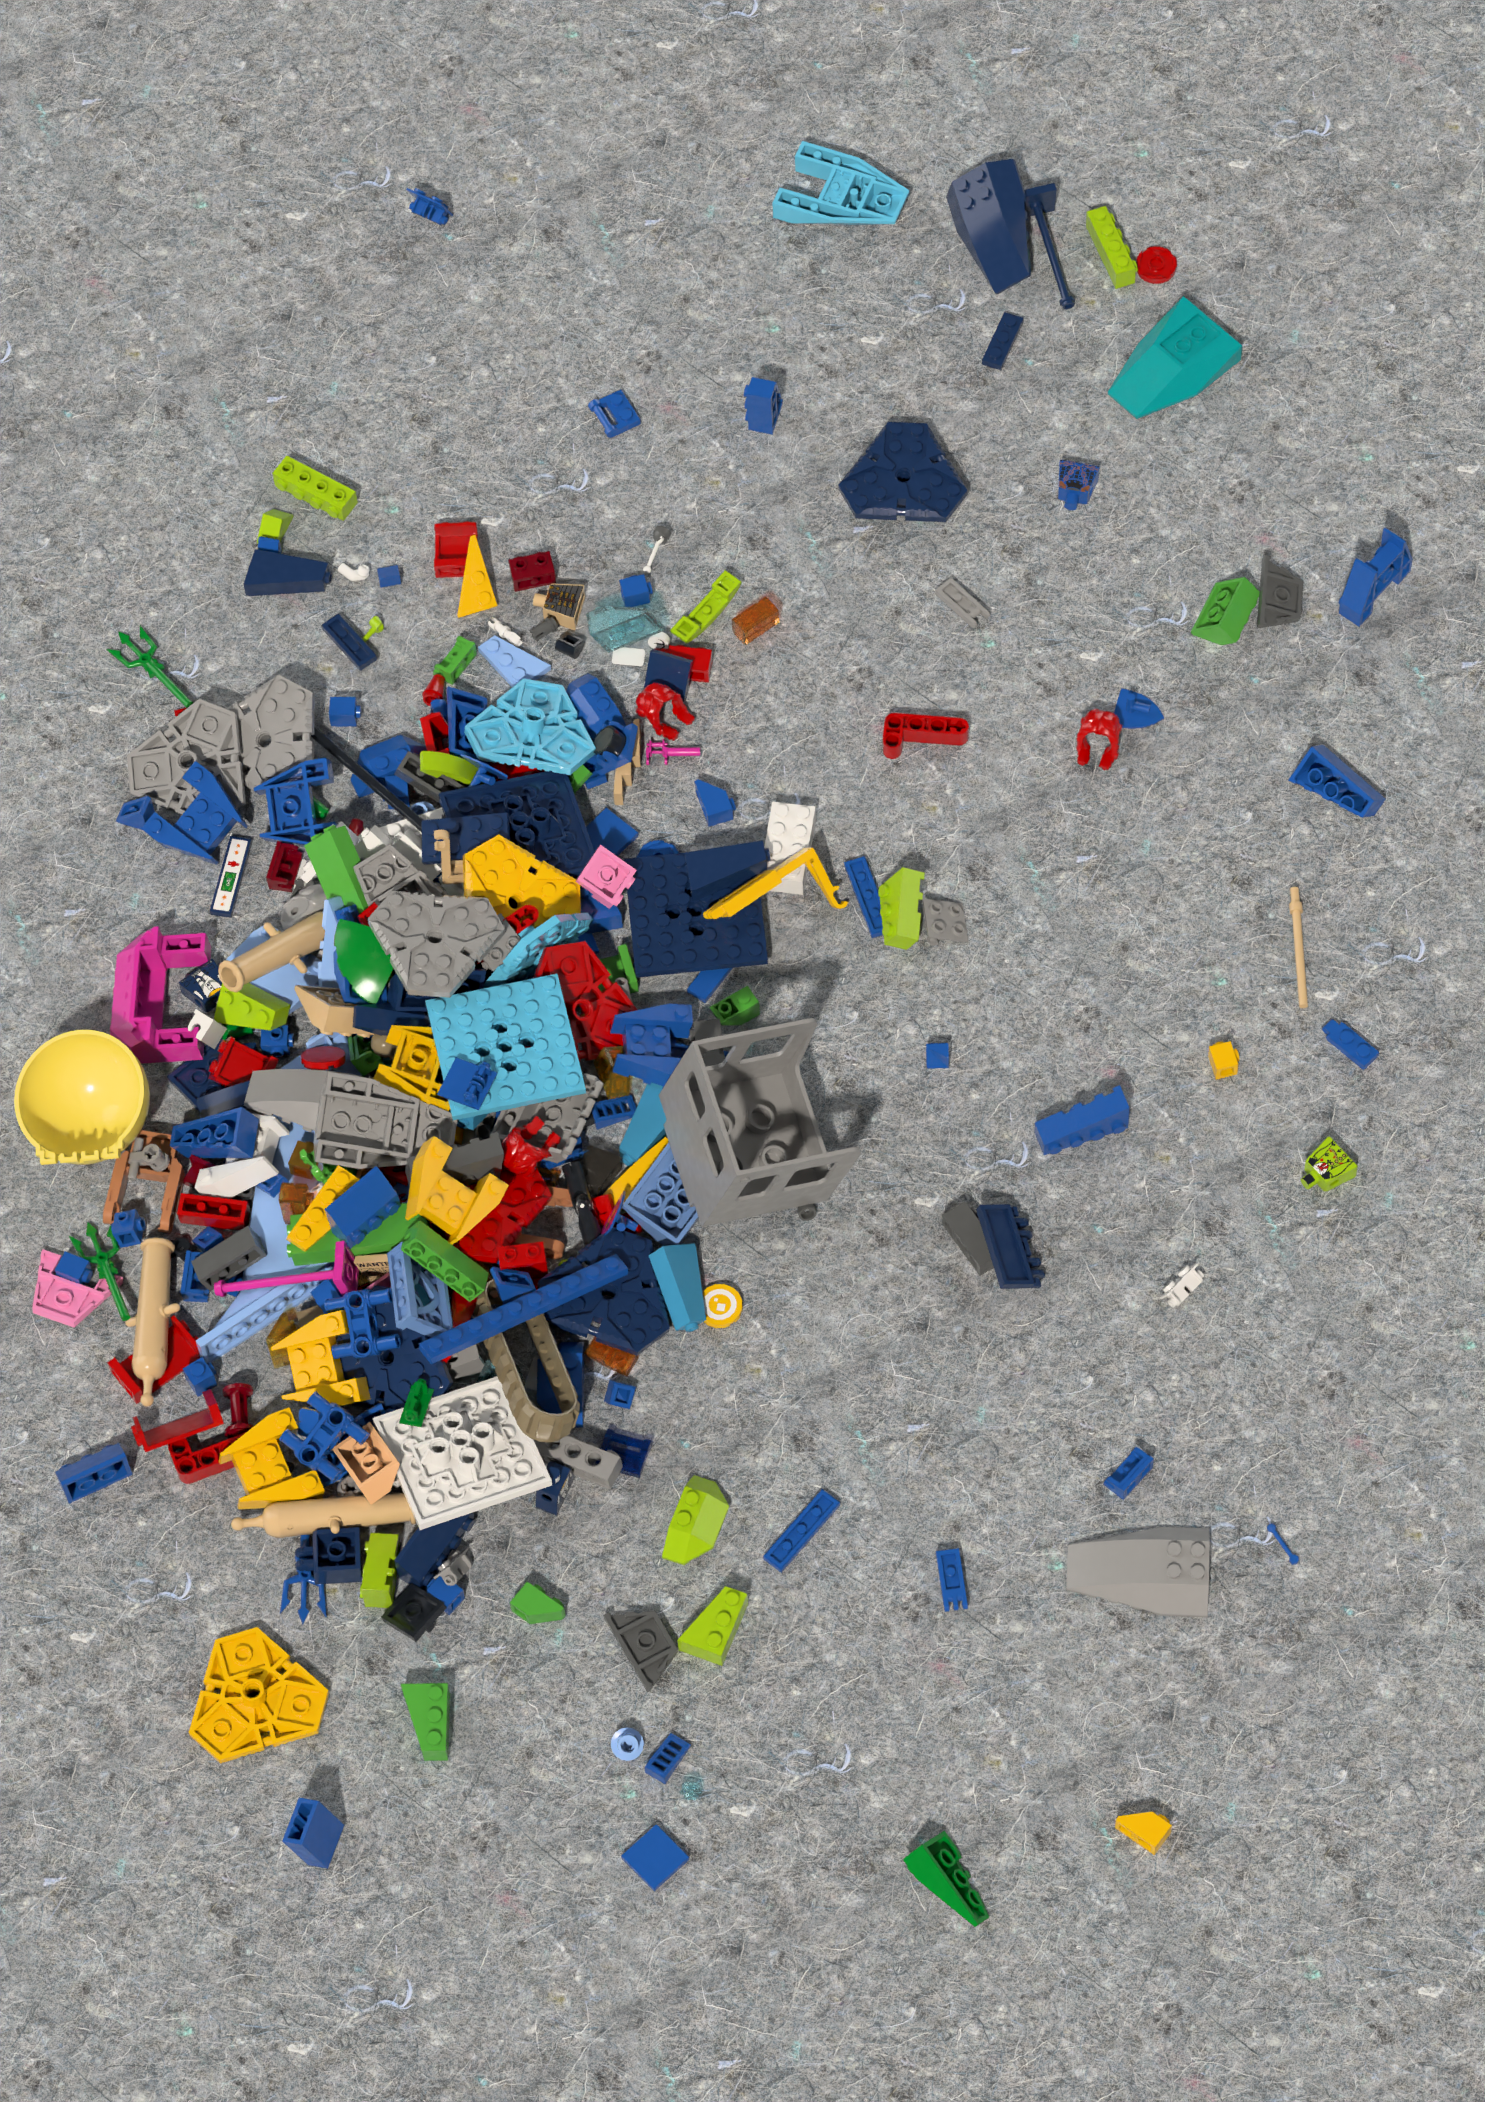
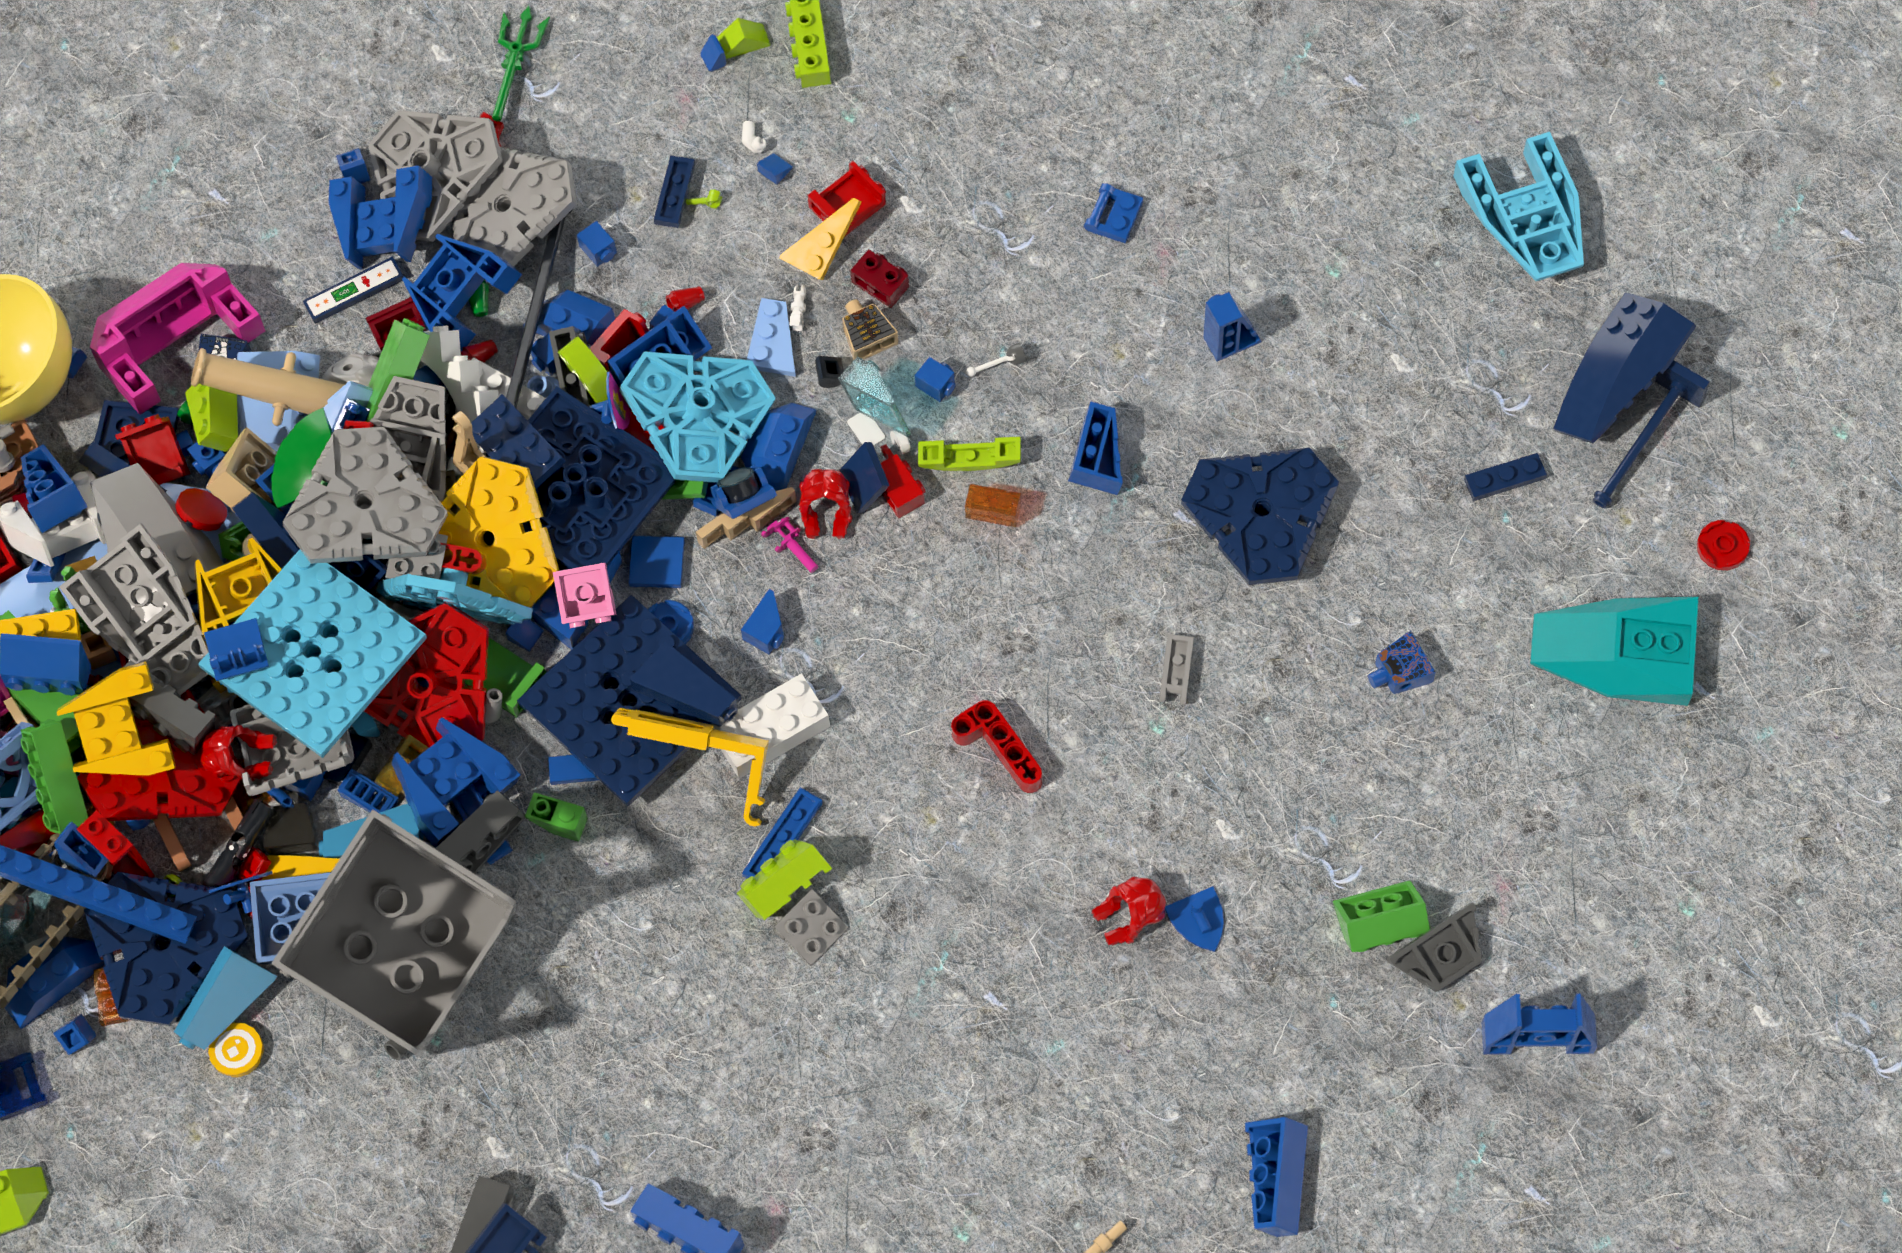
camera: 50 degrees right, 5 degrees up
(210, 1030) = (161, 392): white hinge -> none
(285, 574) = (697, 85): dark blue slope -> none
(294, 1199) = (22, 598): clear orange brick -> none
(456, 660) = (731, 293): bright green hinge -> none
(544, 628) = (828, 336): dark grey pin -> none
(773, 537) = (1097, 453): none -> blue wedge
(937, 1055) = (657, 1036): blue slope -> none
(1110, 247) = (1699, 488): lime brick -> none

